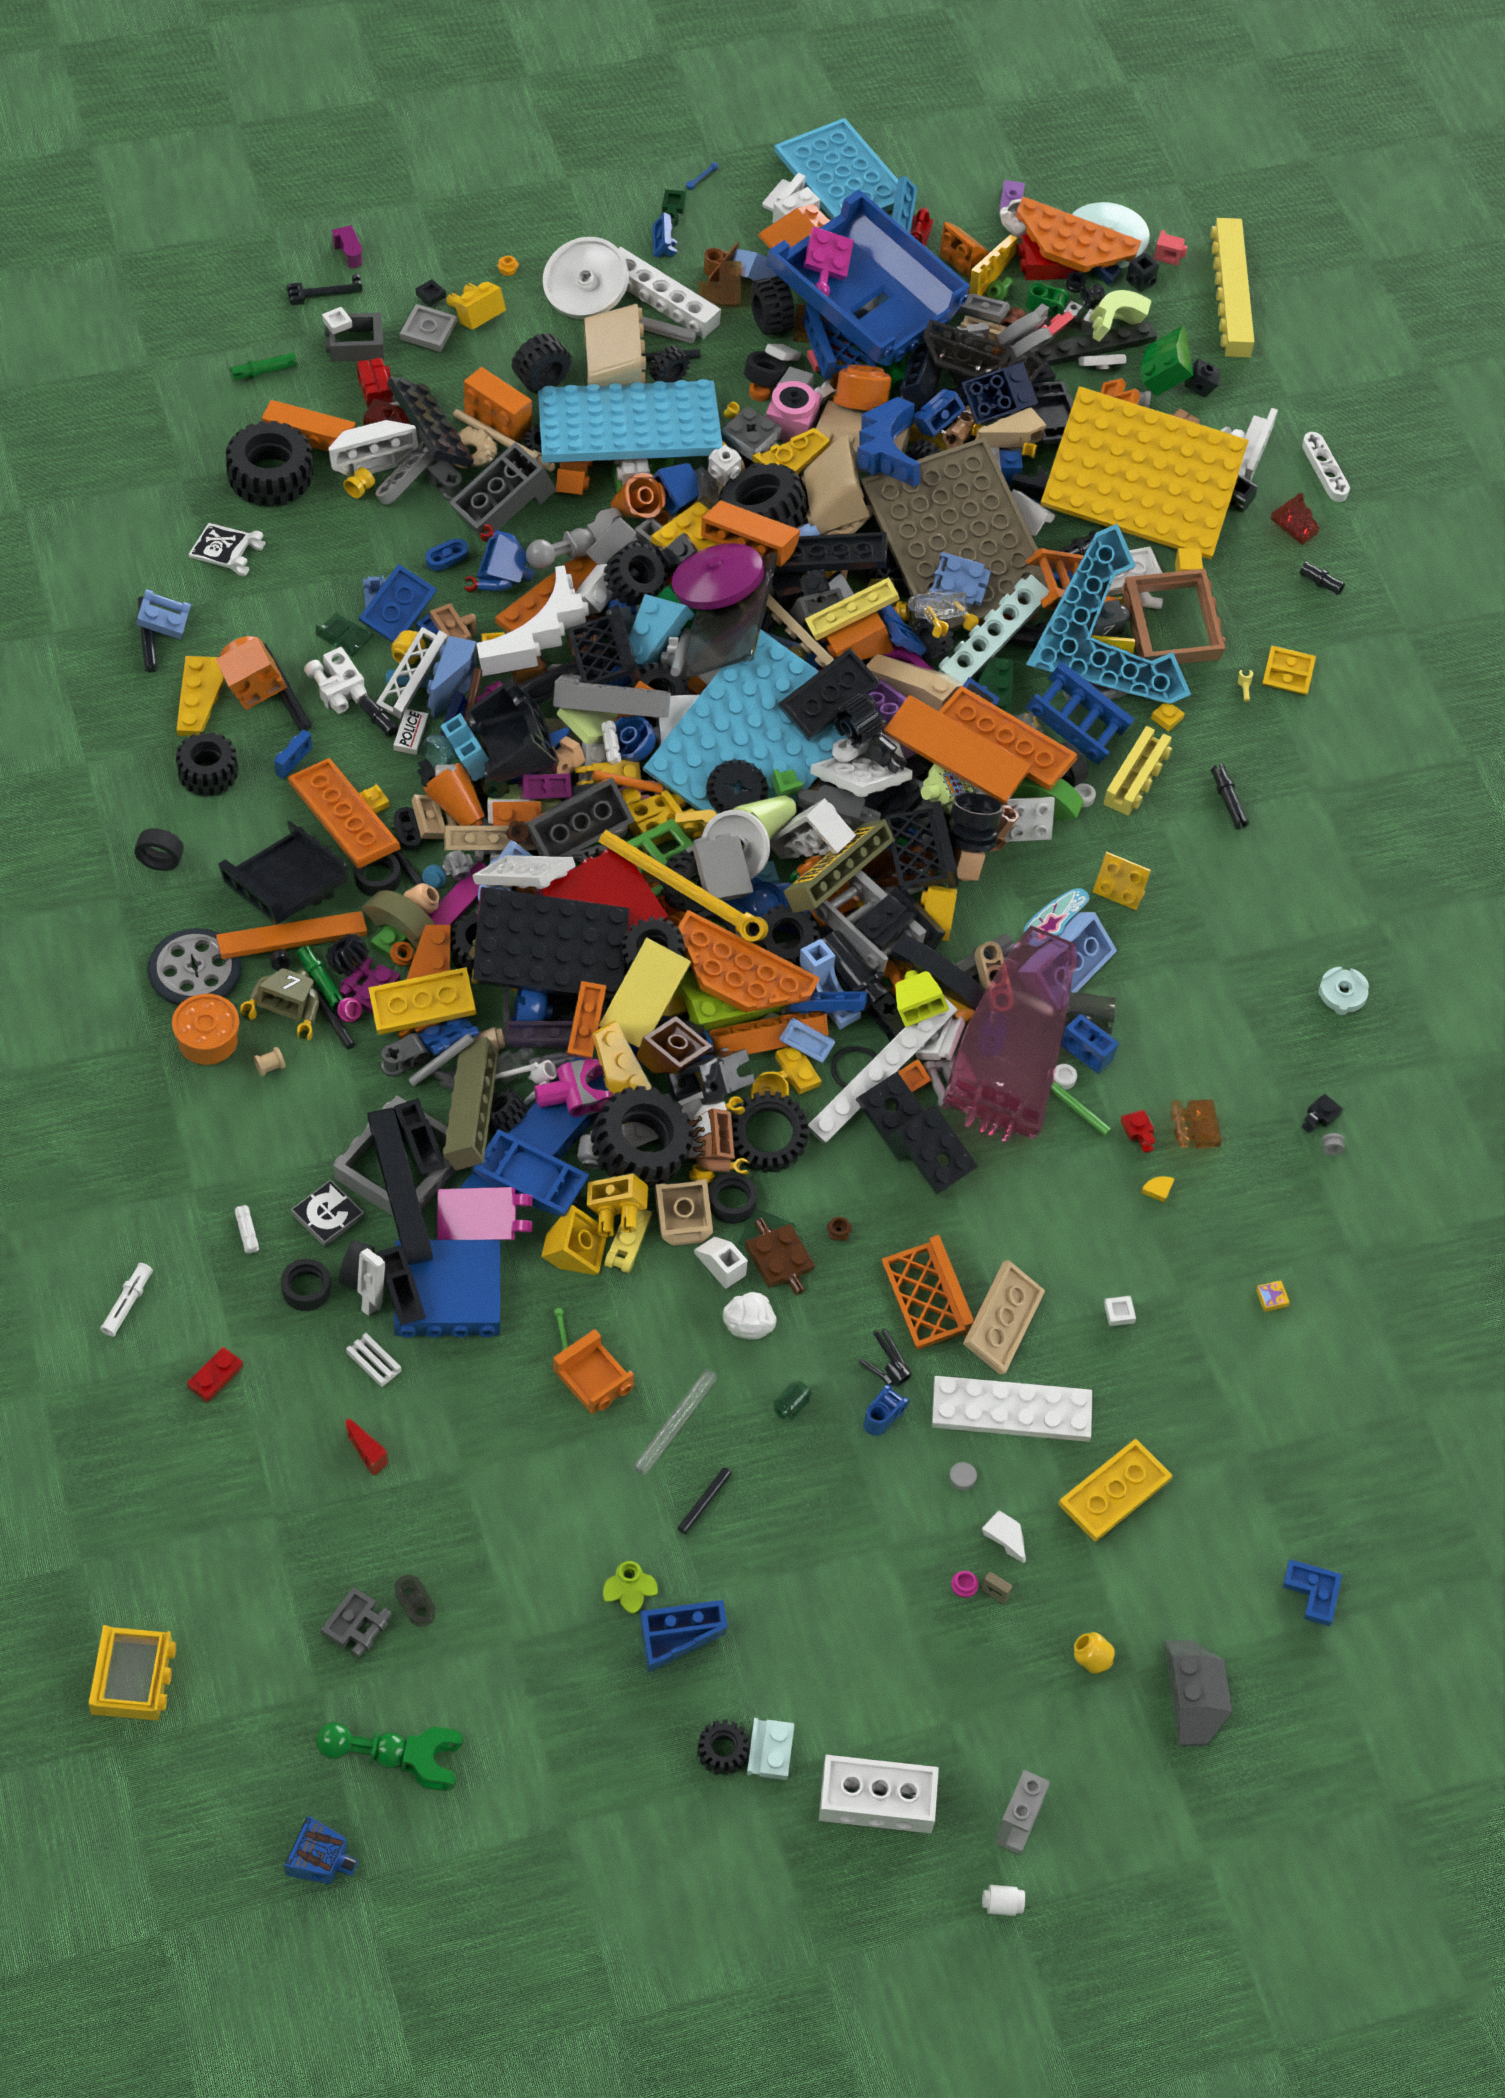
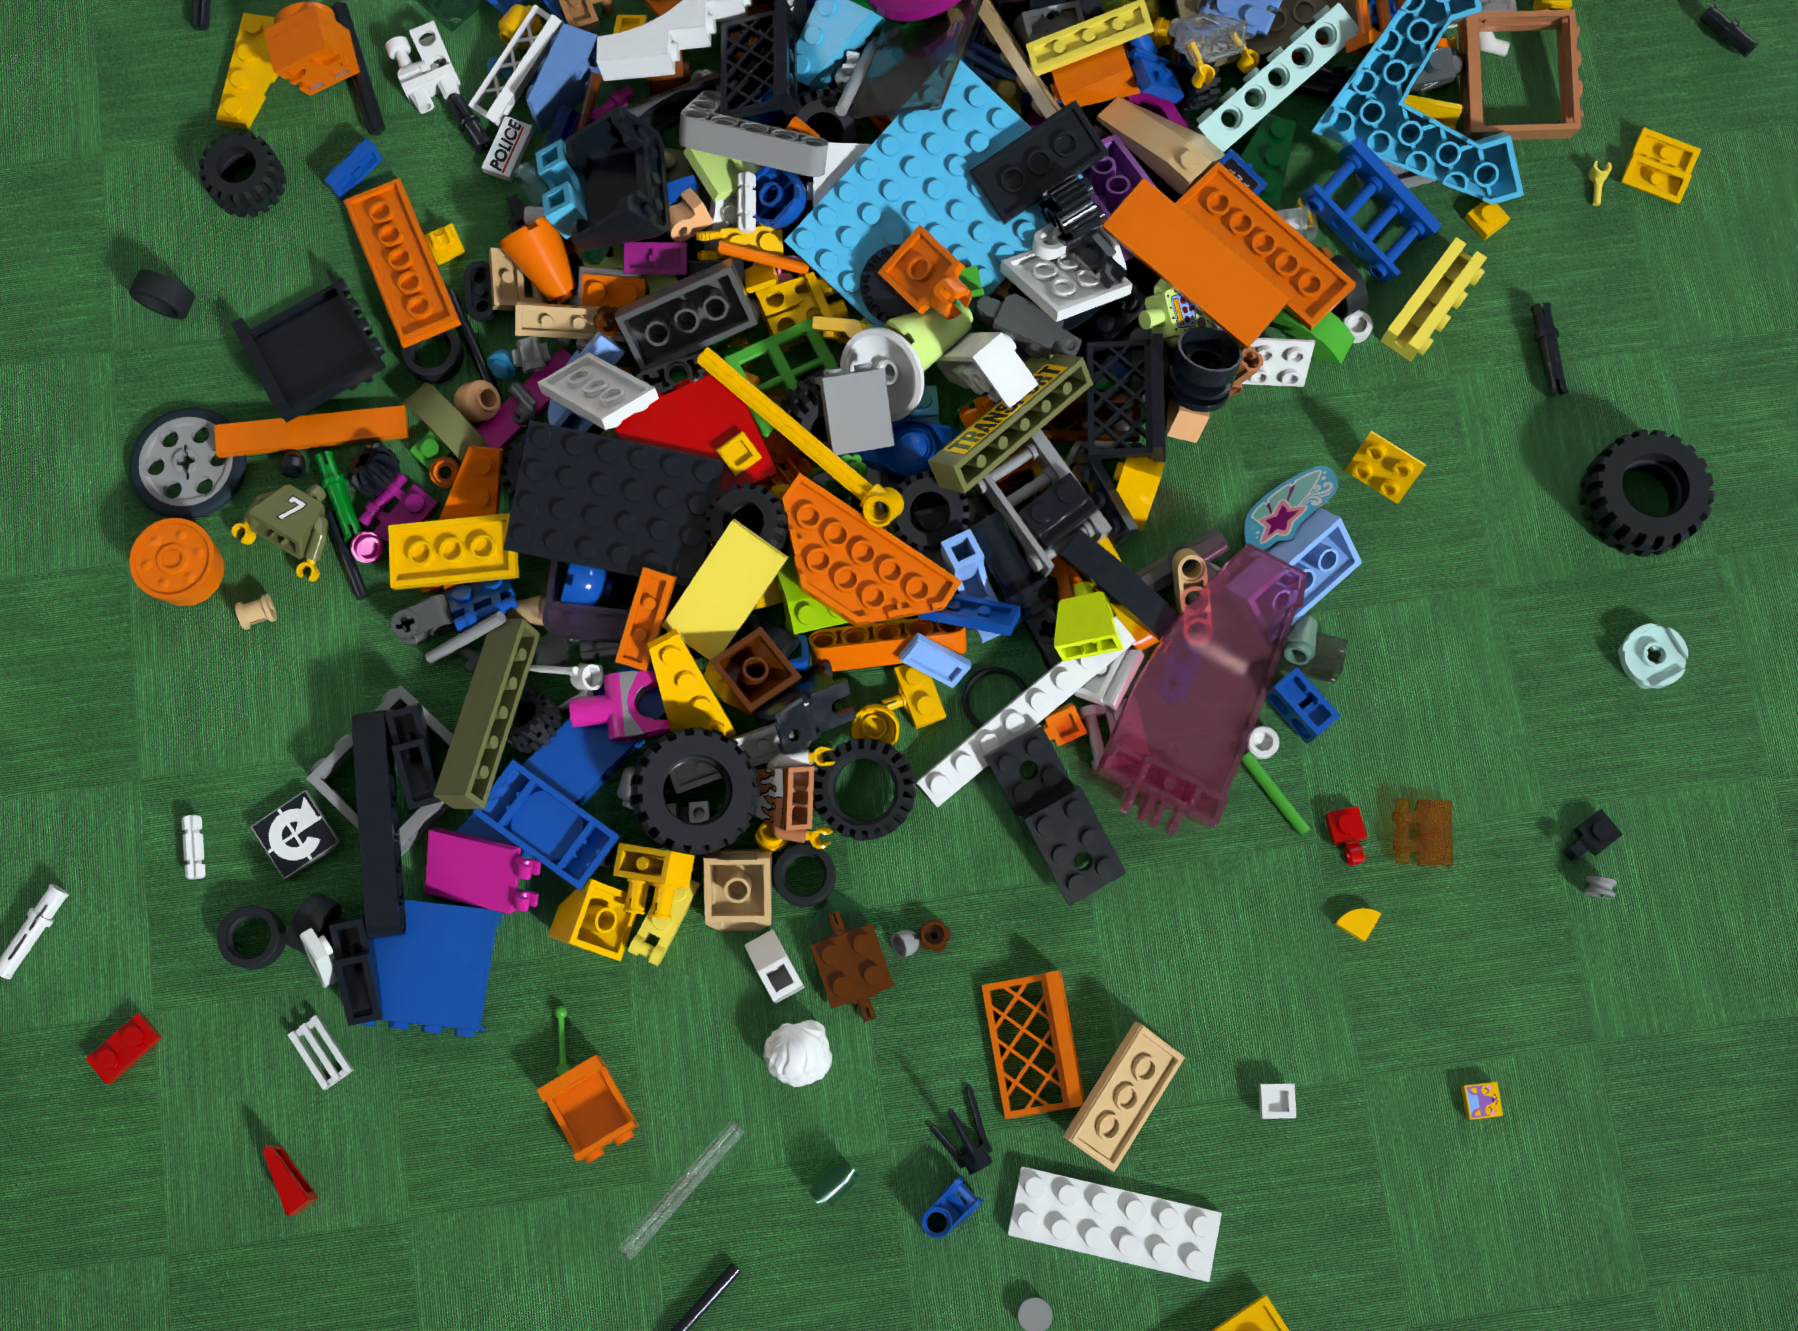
camera: 15 degrees right, 20 degrees up
(460, 900) = (527, 404): none -> dark grey arm
(638, 903) = (738, 454): none -> yellow tile
(759, 774) = (927, 275): none -> orange plate
(816, 1232) = (904, 943): none -> light grey hinge
(1080, 998) = (1301, 642): none -> sand green cone
(1321, 857) = (1673, 466): none -> black tyre

